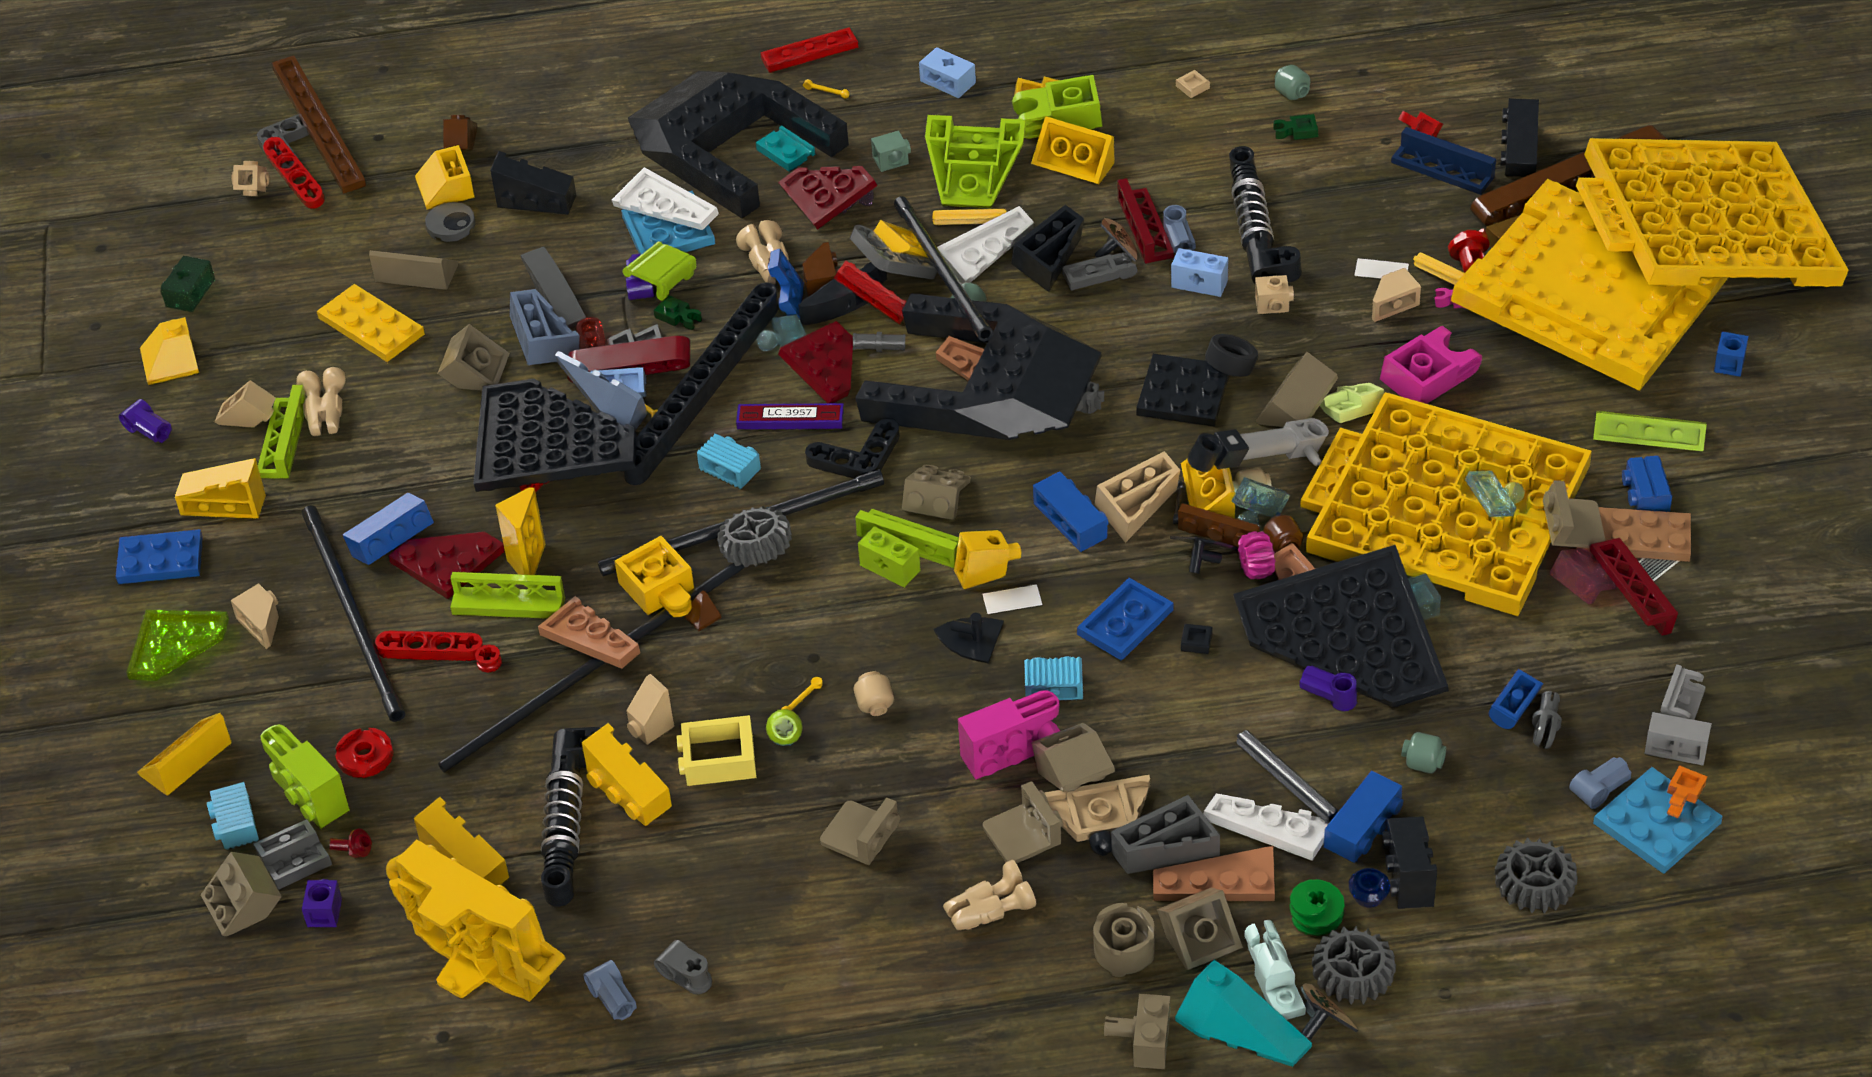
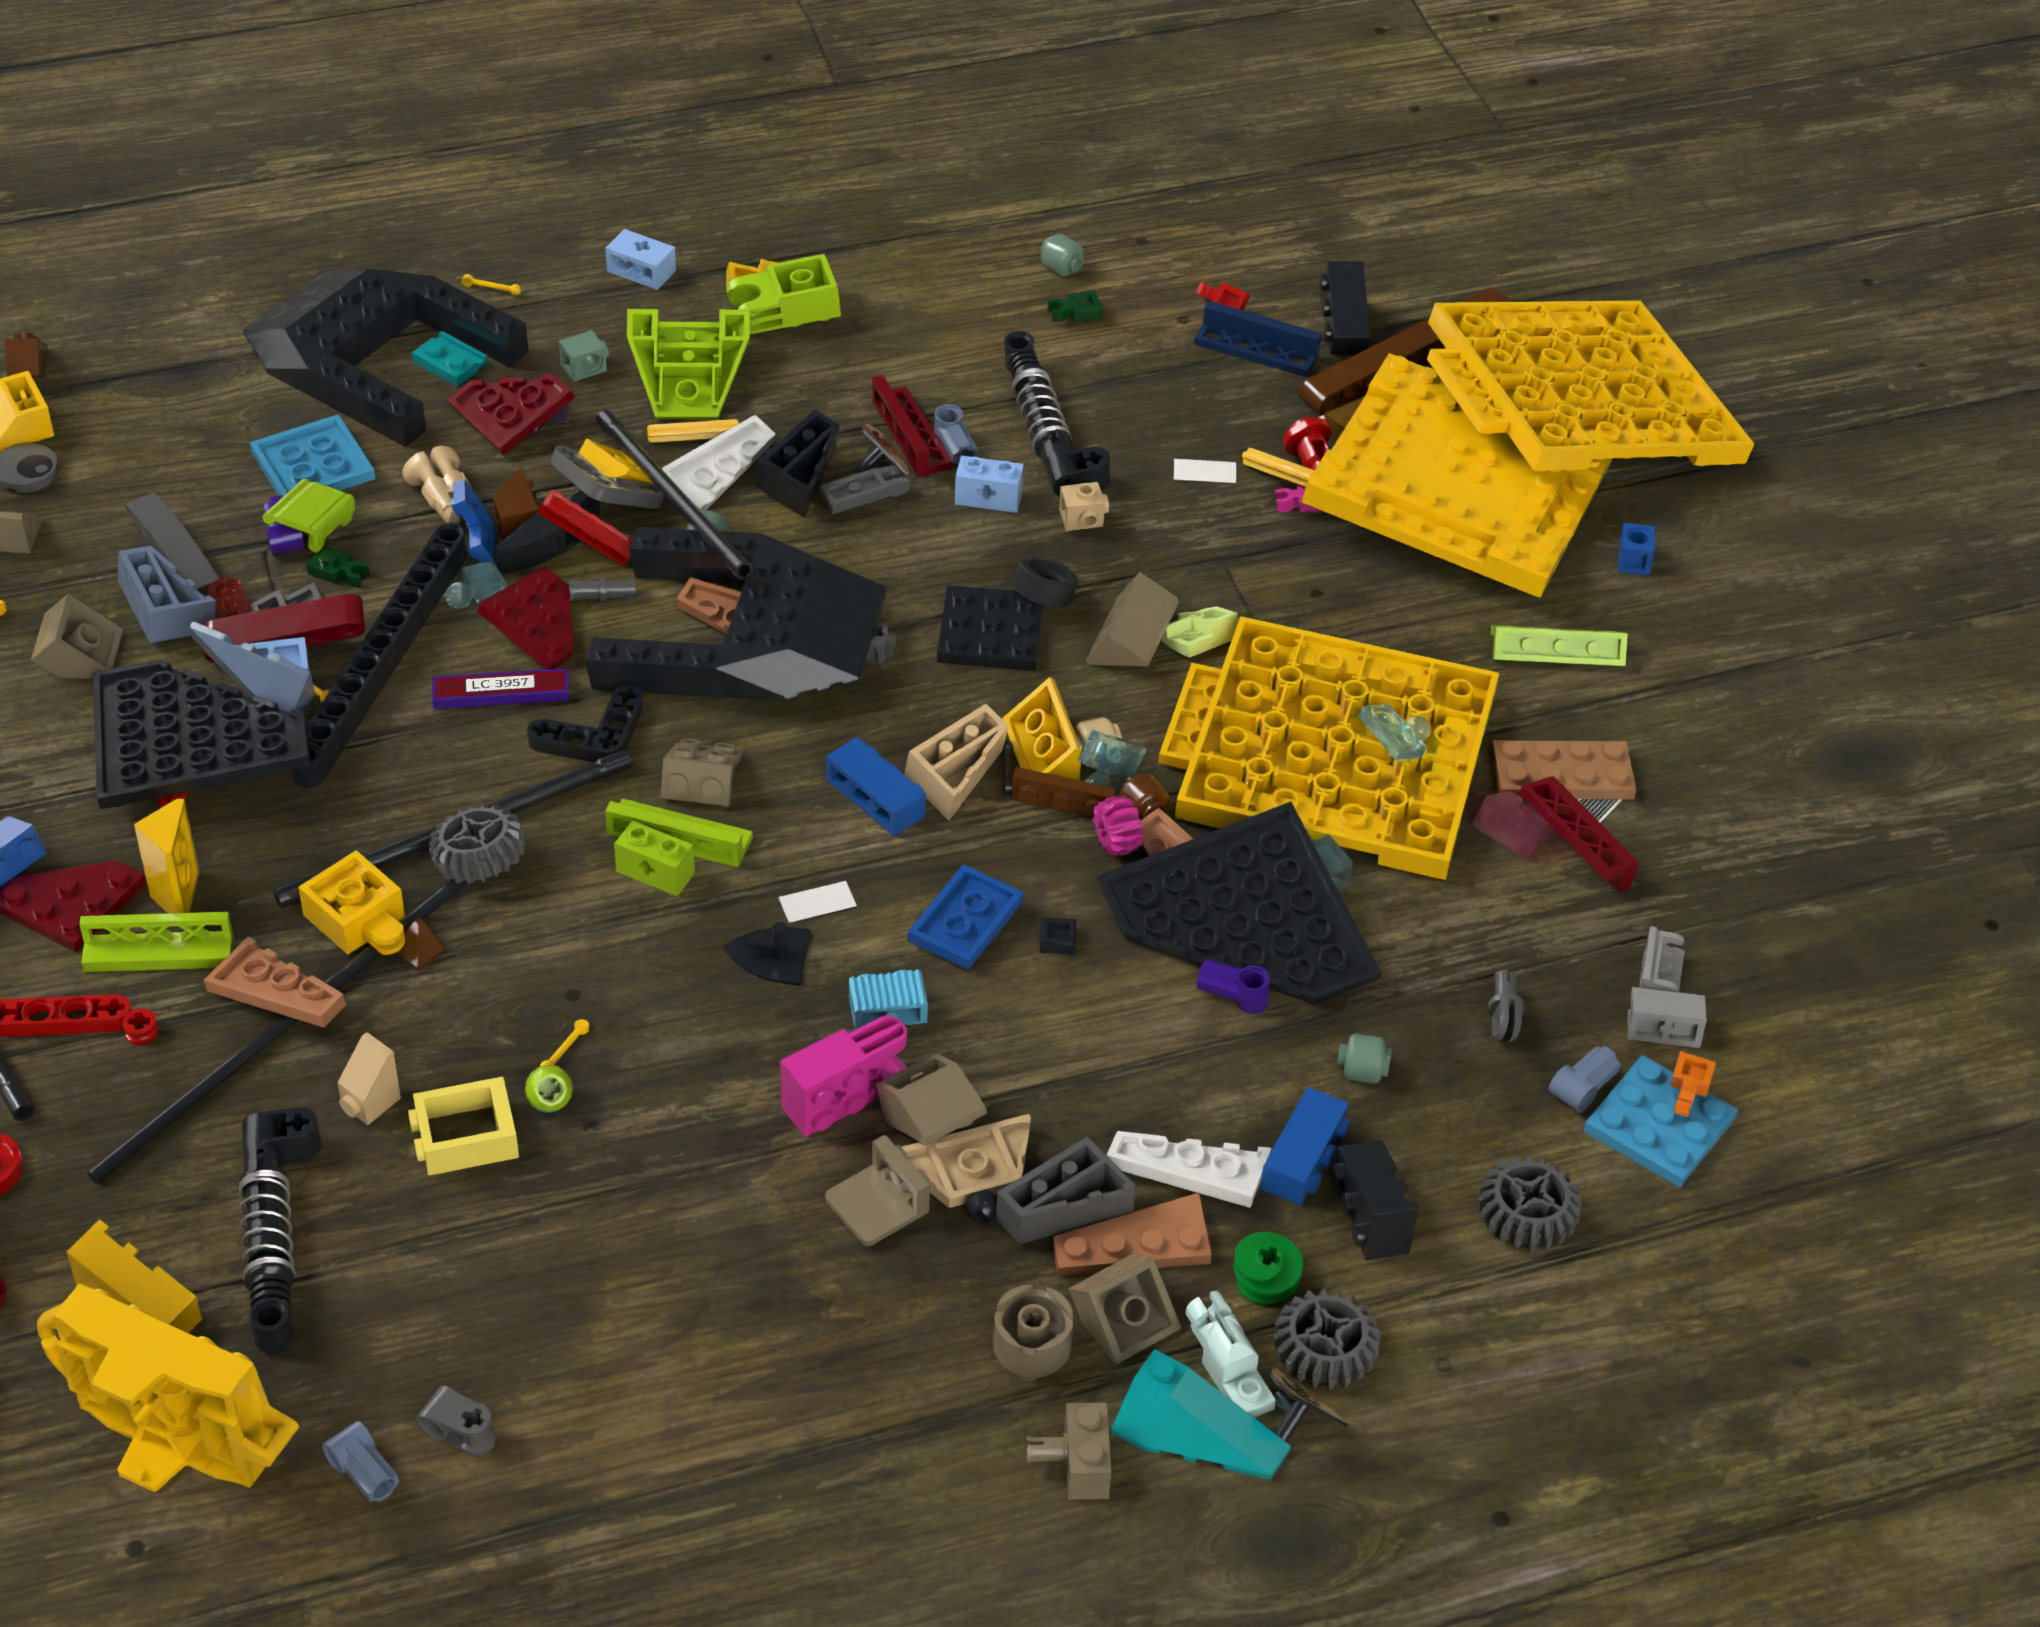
camera: 15 degrees left, 0 degrees up
(531, 188) = (128, 420): black wedge -> none
(622, 778) = (343, 1173): yellow wedge -> none
(664, 200) = (304, 427): white wing -> none
(728, 460) = (429, 749): medium azure brick -> none
(809, 49) = (463, 239): red tile -> none
(861, 830) = (668, 1216): dark tan bracket -> none
(873, 693) = (659, 1035): tan head -> none
(982, 902) = (840, 1297): tan piece -> none
(983, 557) = (775, 851): yellow torso -> none
(1074, 150) = (812, 345): yellow slope -> none
(1192, 84) = (941, 261): tan tile -> none
(1200, 554) = (1047, 829): black shield -> none
(1230, 448) = (1068, 694): piece -> none
(1286, 776) = (1202, 1102): black axle -> none
(1369, 887) = (1329, 1236): clear blue cone -> none
(1395, 294) = (1230, 498): tan slope -> none
(1427, 367) = (1284, 585): dark pink brick -> none
(1514, 699) = (1462, 984): blue brick -> none
(1571, 520) = (1493, 758): dark tan bracket -> none
(1647, 484) = (1570, 709): blue brick -> none

